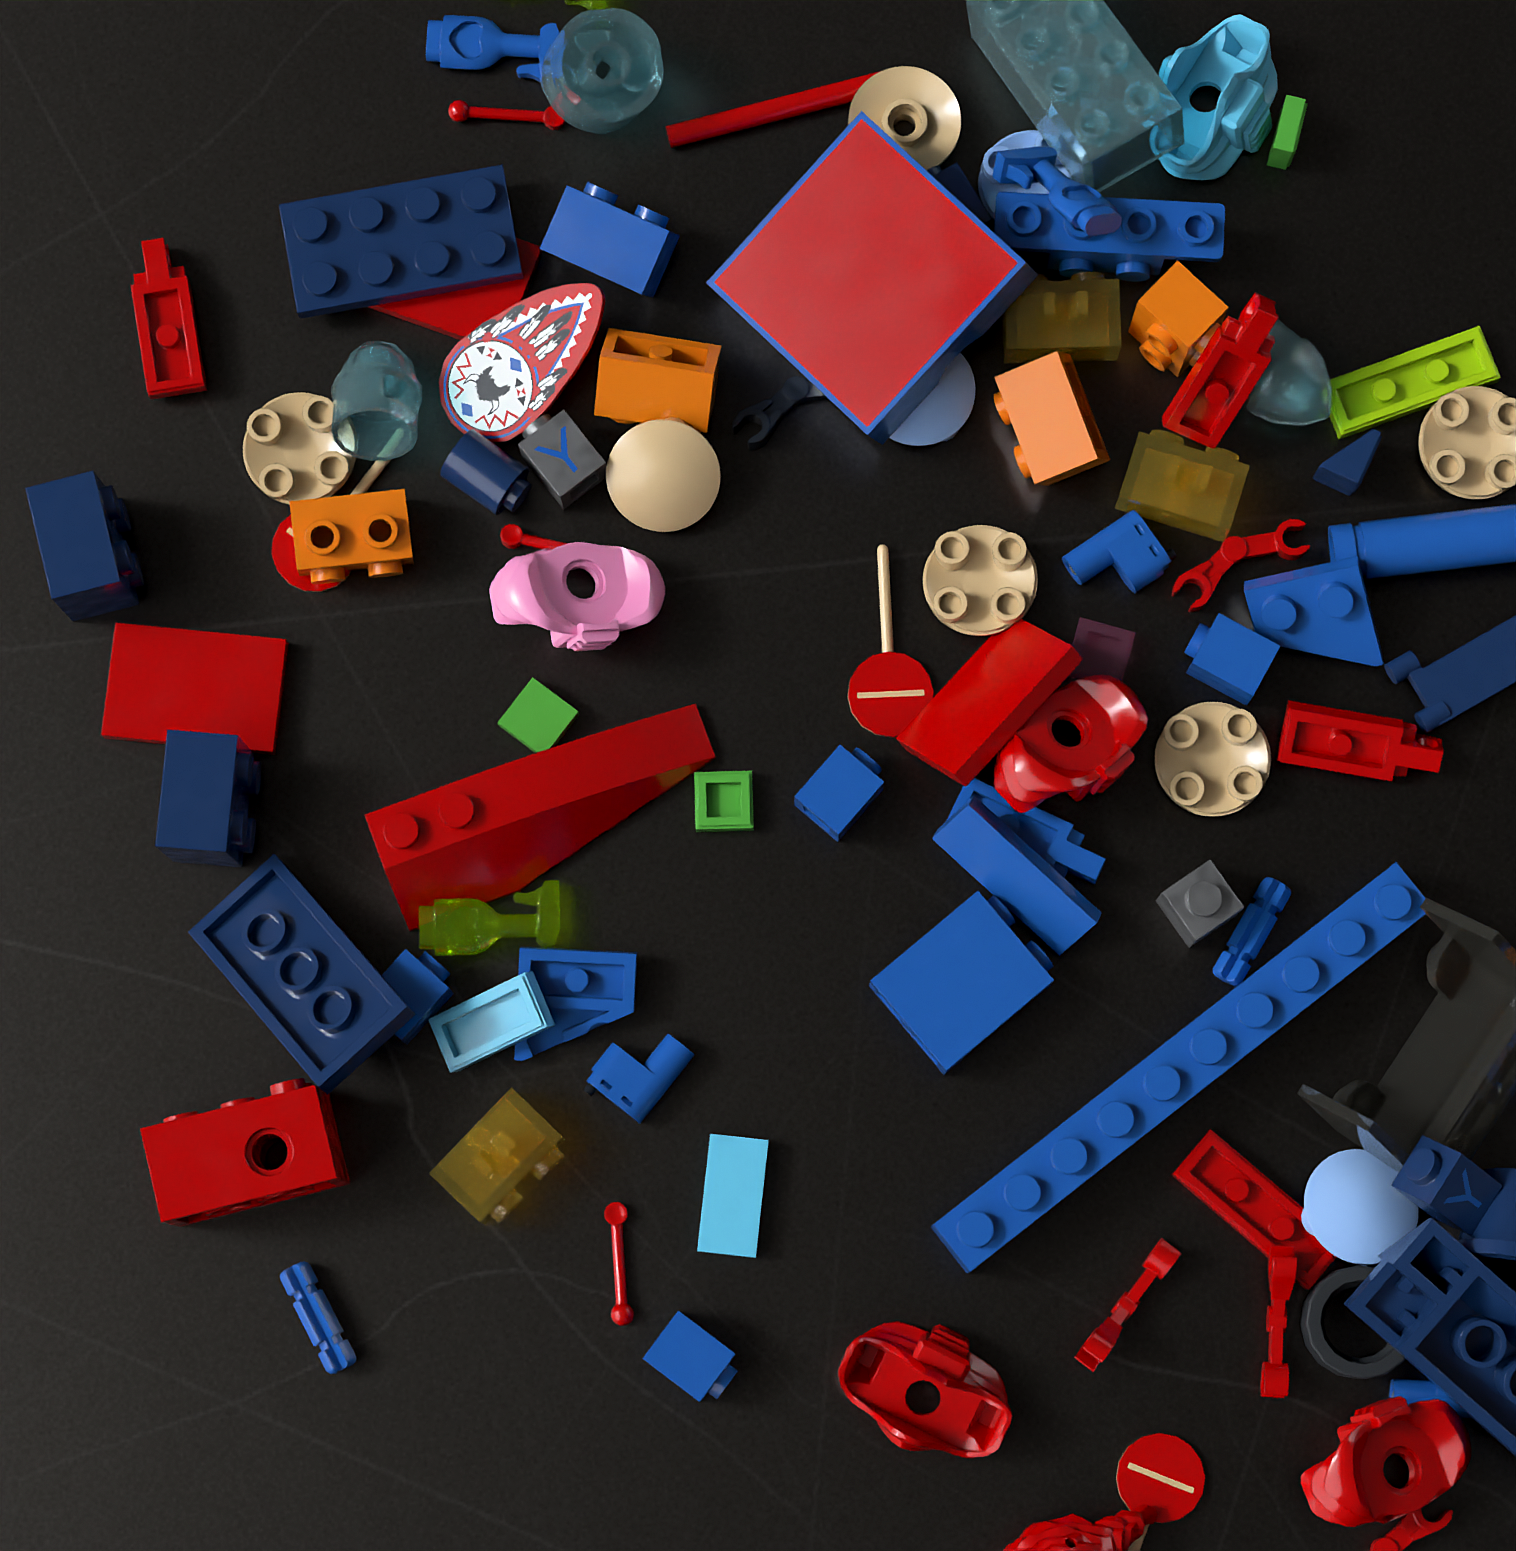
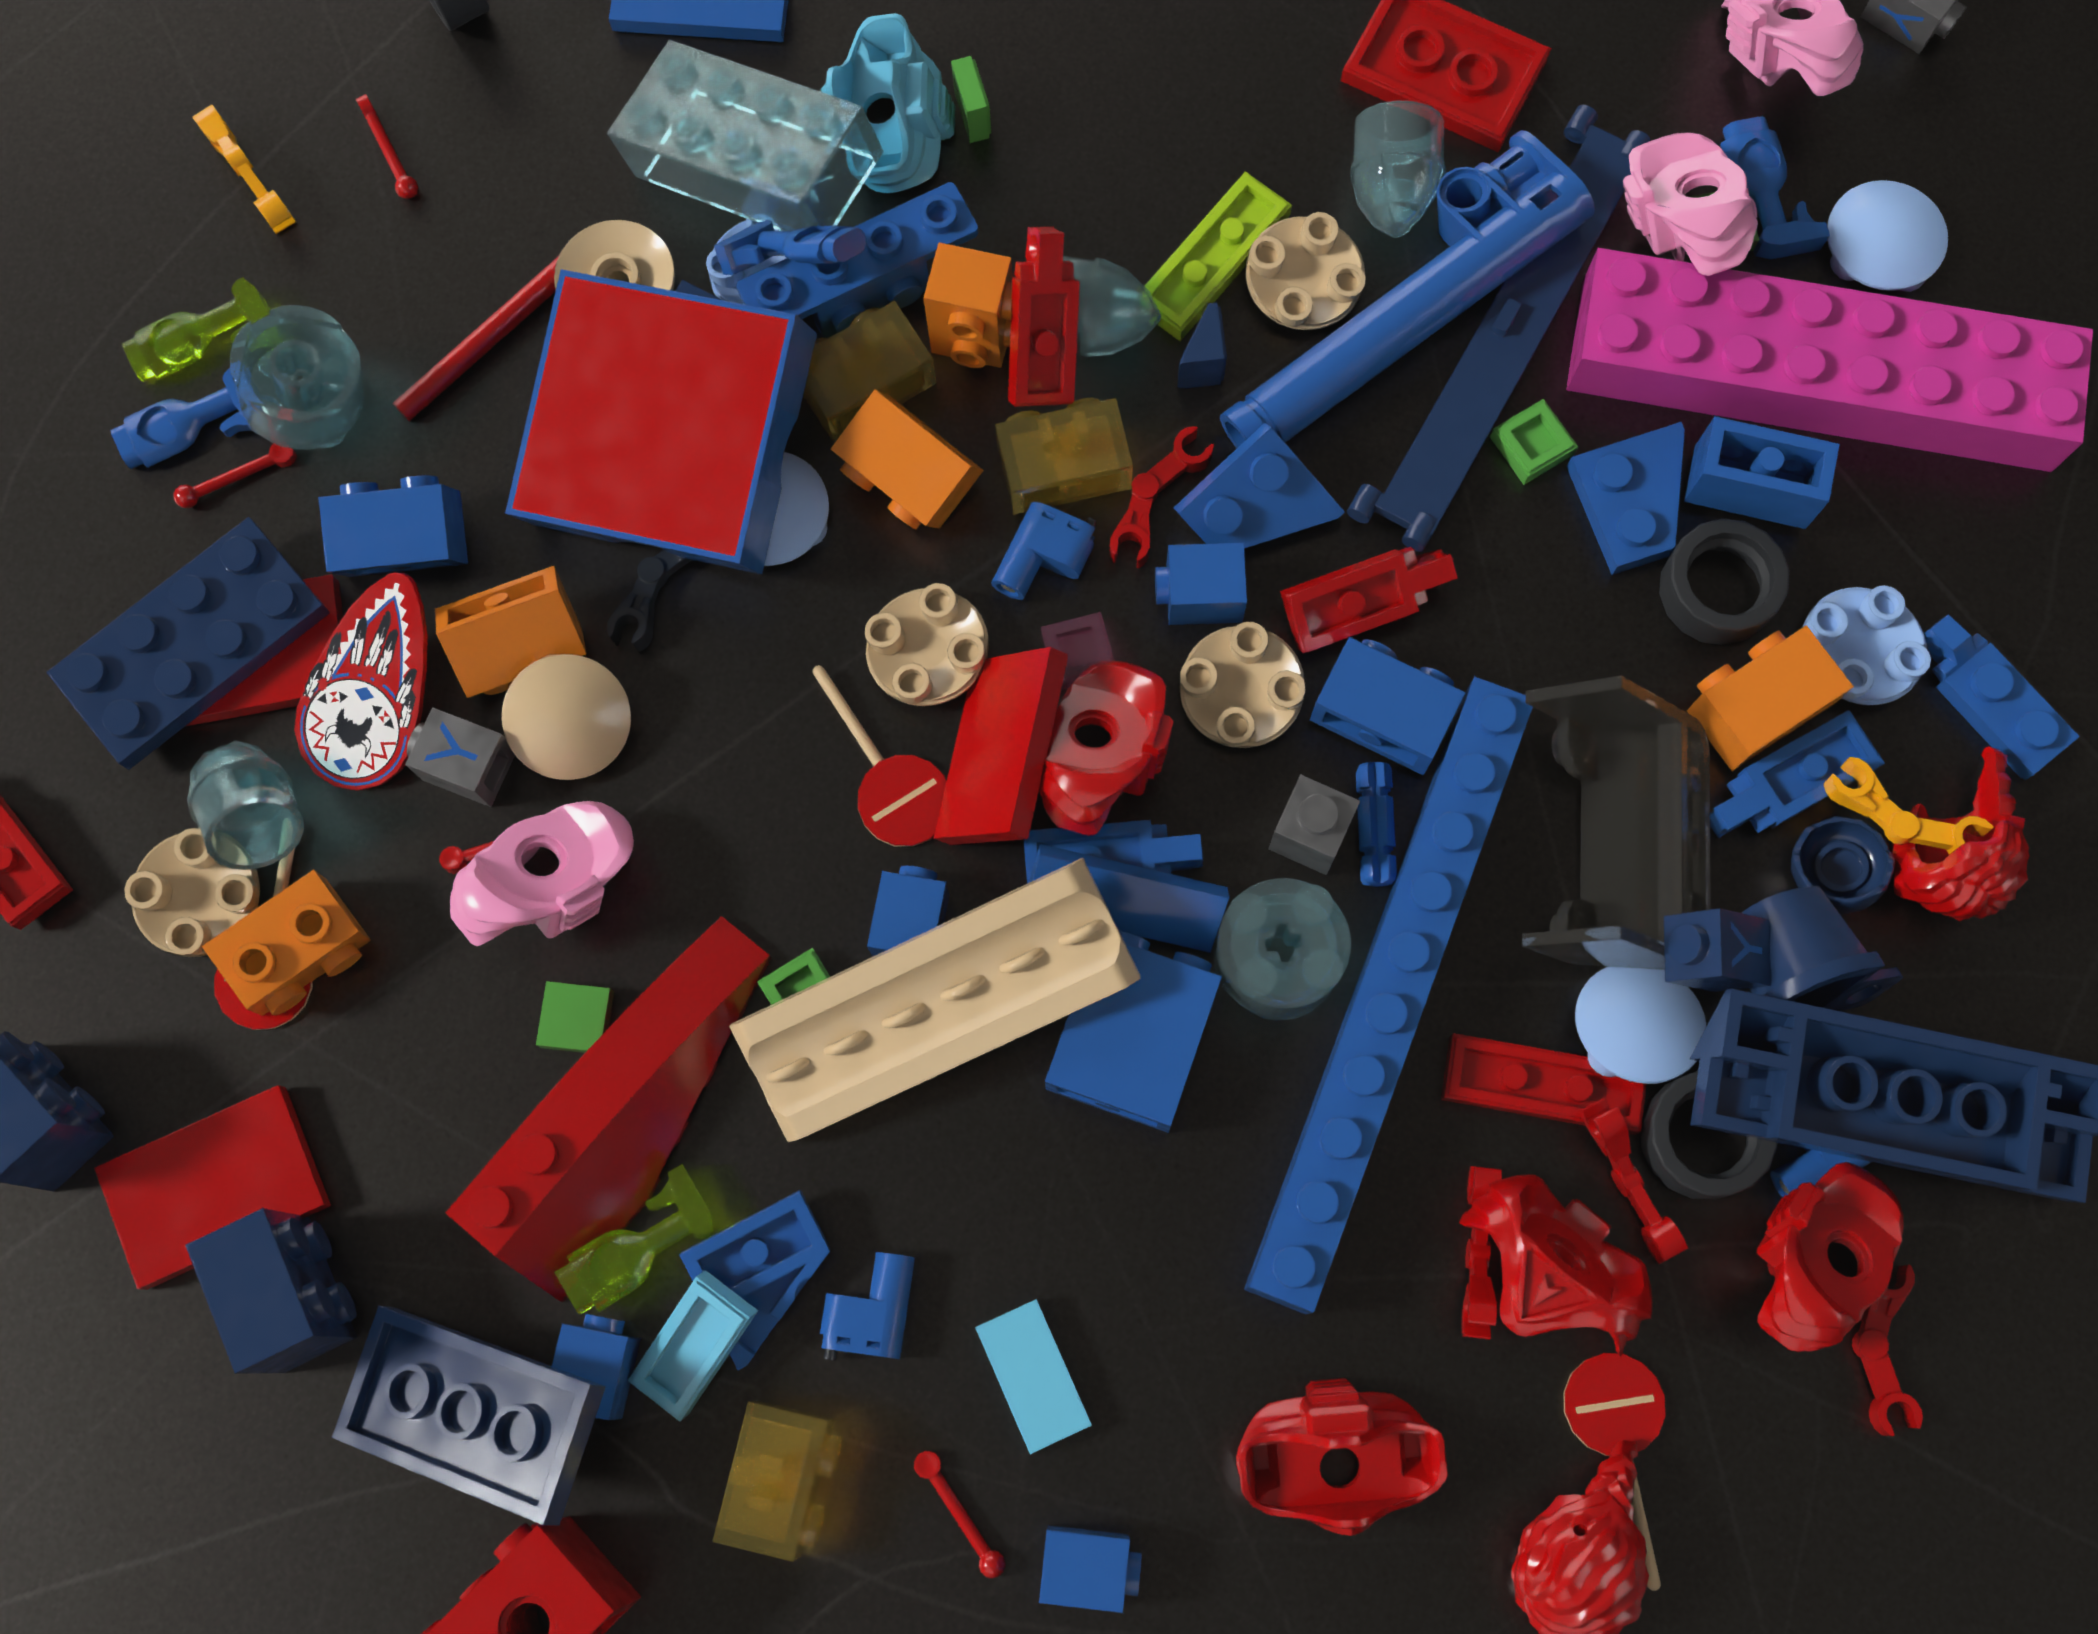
camera: 30 degrees left, 5 degrees down
(486, 473) = (392, 812): dark blue brick -> none
(823, 870) = (936, 1001): none -> tan plate
(1146, 973) = (1304, 919): none -> clear light blue brick
(1180, 1346) = (1559, 1264): none -> red piece
(1317, 841) = (1387, 704): none -> blue brick

